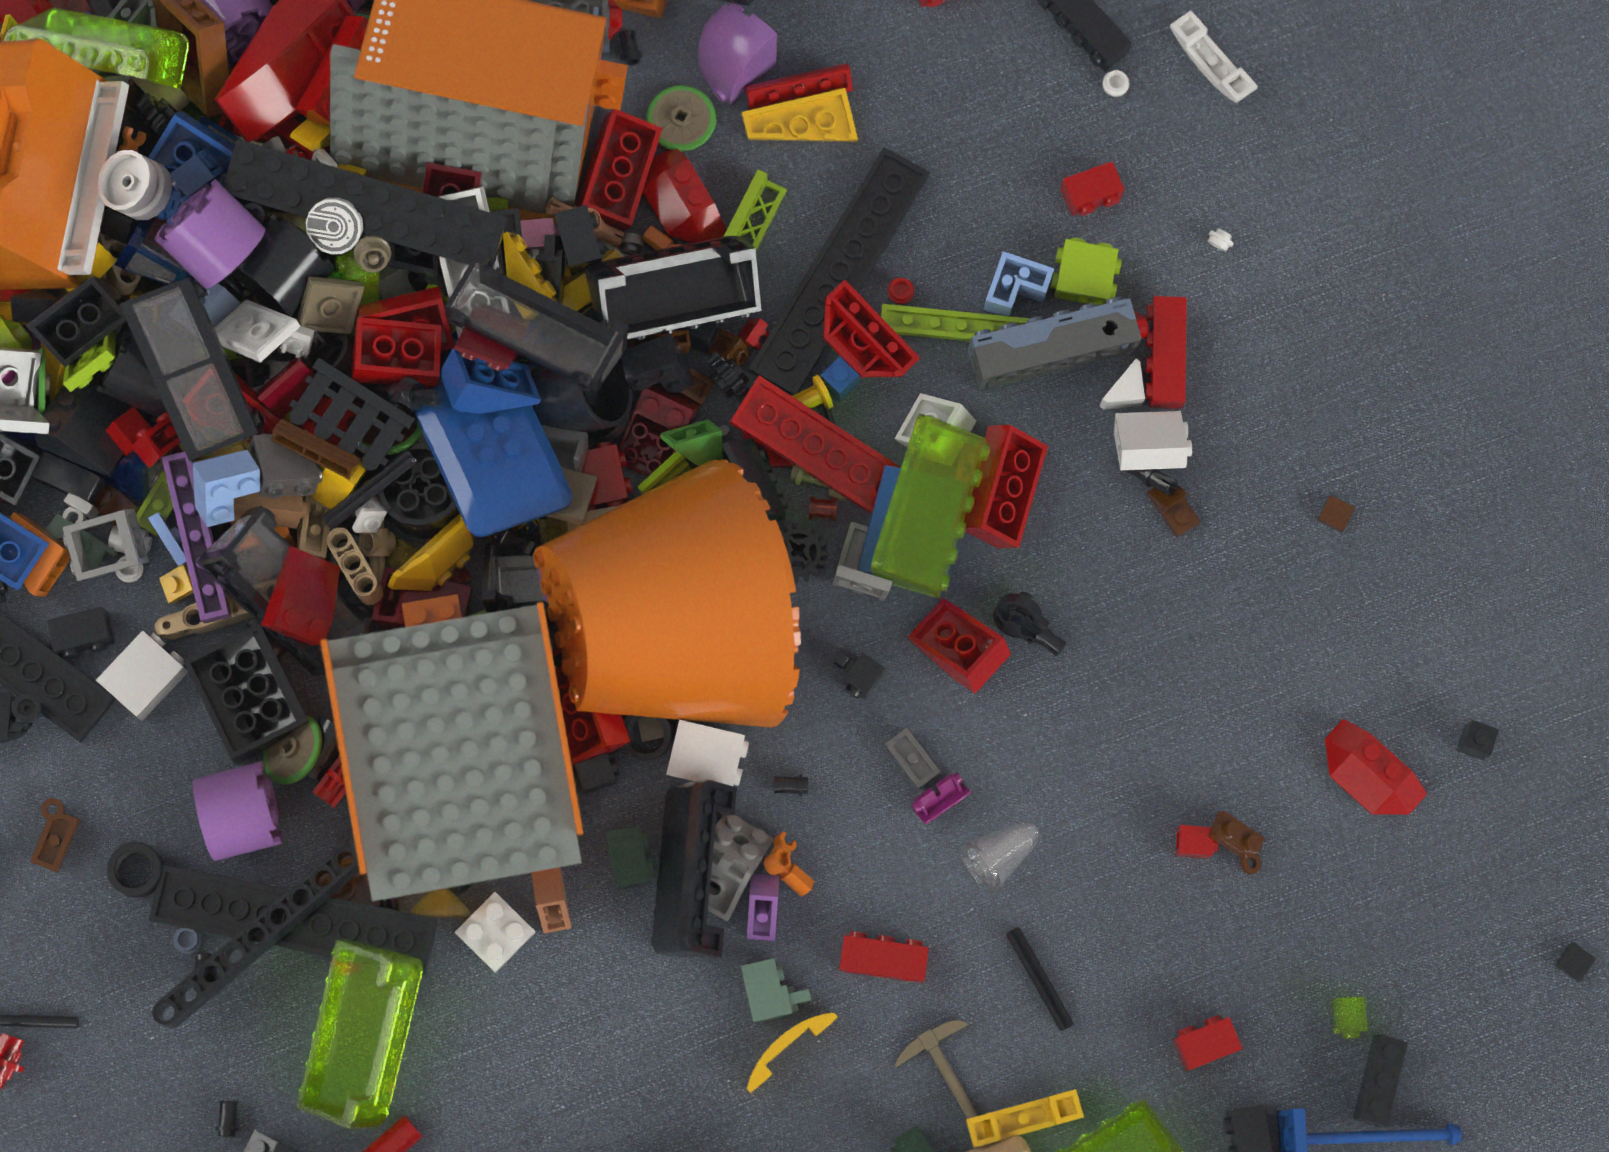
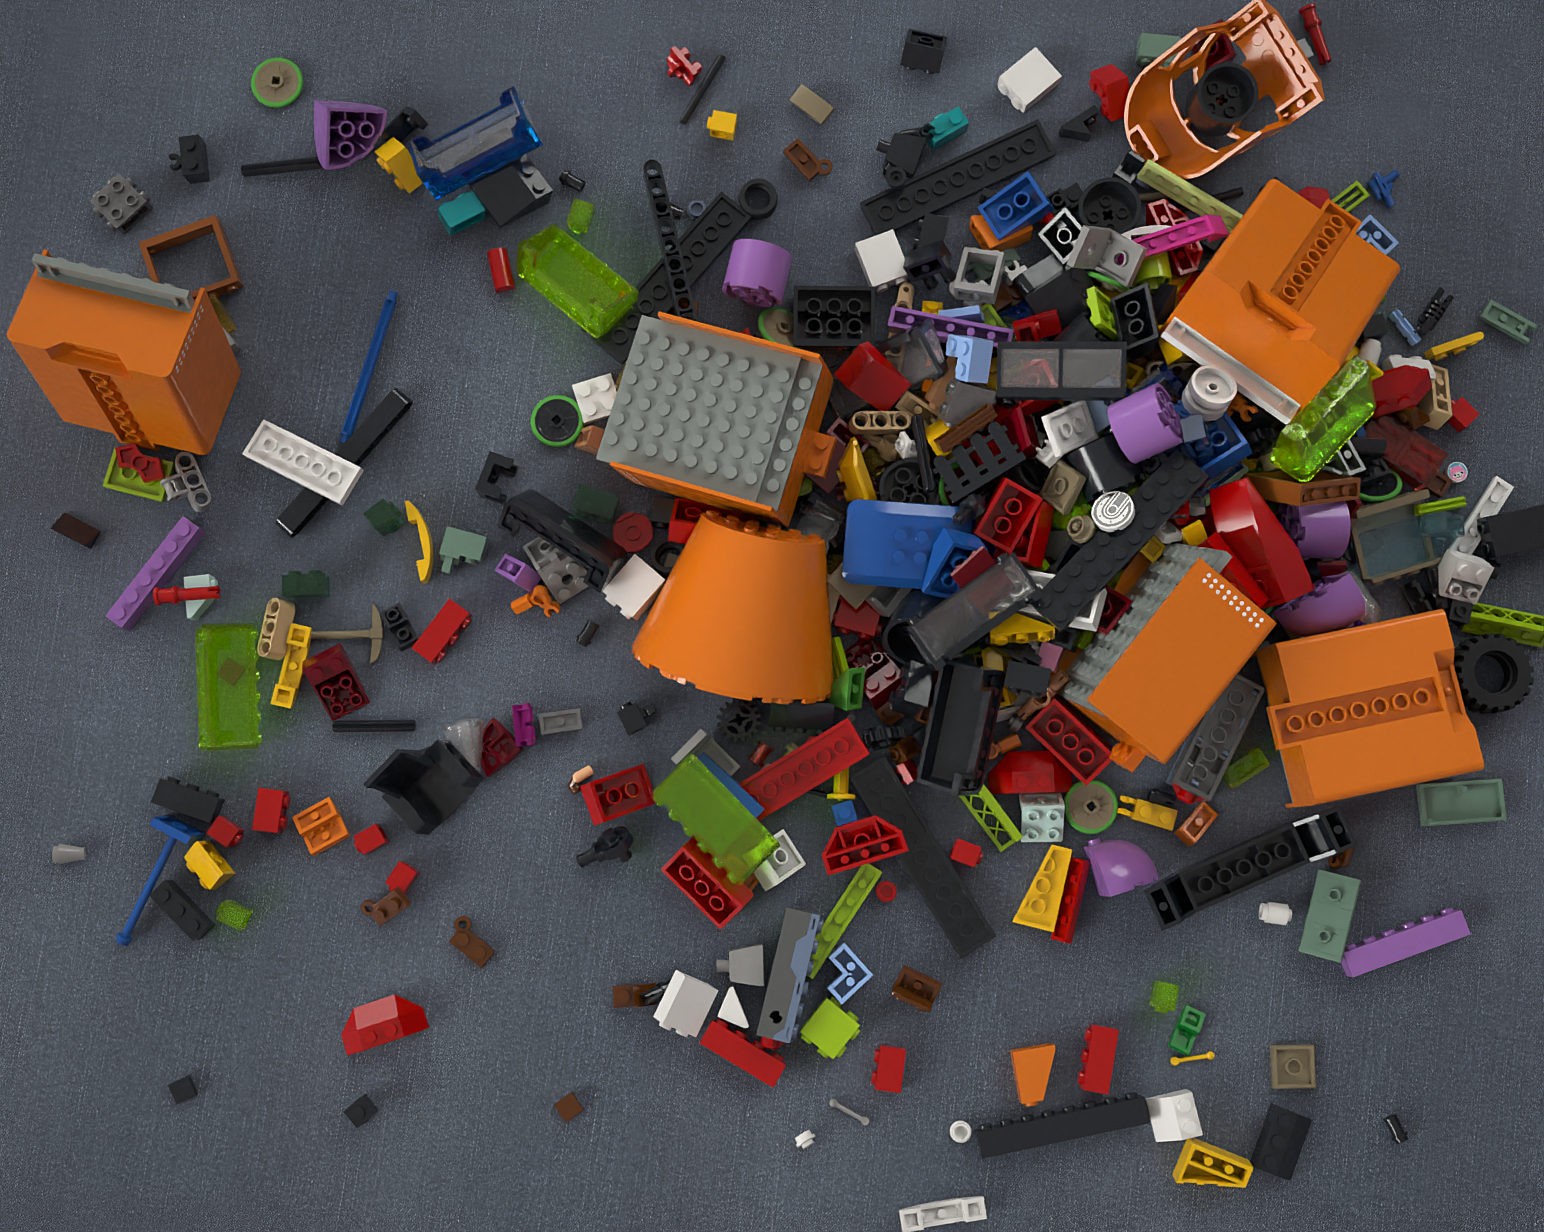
camera: 120 degrees right, 5 degrees up
(58, 966) = (722, 125): none -> yellow brick
(119, 612) = (928, 261): none -> black brick
(269, 1080) = (580, 216): none -> clear neon green brick
(566, 975) = (550, 409): none -> black wheel
(639, 798) = (633, 532): none -> red tile
(654, 52) = (1149, 813): none -> yellow hinge
(662, 1002) = (489, 476): none -> black panel
(722, 162) = (1042, 817): none -> light aqua bracket
(783, 1104) = (384, 517): none -> clear green brick
(810, 223) = (966, 853): none -> red brick
(905, 1015) = (400, 626): none -> black slope
(964, 702) = (577, 777): none -> light nougat arm
(983, 814) = (498, 747): none -> dark red brick
(990, 203) = (916, 988): none -> reddish brown bracket
(1008, 38) = (1032, 1071): none -> orange slope
(1013, 1055) = (335, 681): none -> dark red slope
(1070, 401) = (744, 965): none -> light grey torso
(1072, 864) = (425, 784): none -> black piece
(1163, 190) = (864, 1120): none -> light grey hinge
(1173, 904) = (370, 839): none -> red brick
(1190, 974) = (321, 826): none -> orange slope
(1223, 723) = (470, 943): none -> reddish brown hinge
(1262, 1082) = (226, 832): none -> red brick
(1312, 1079) = (208, 865): none -> yellow slope

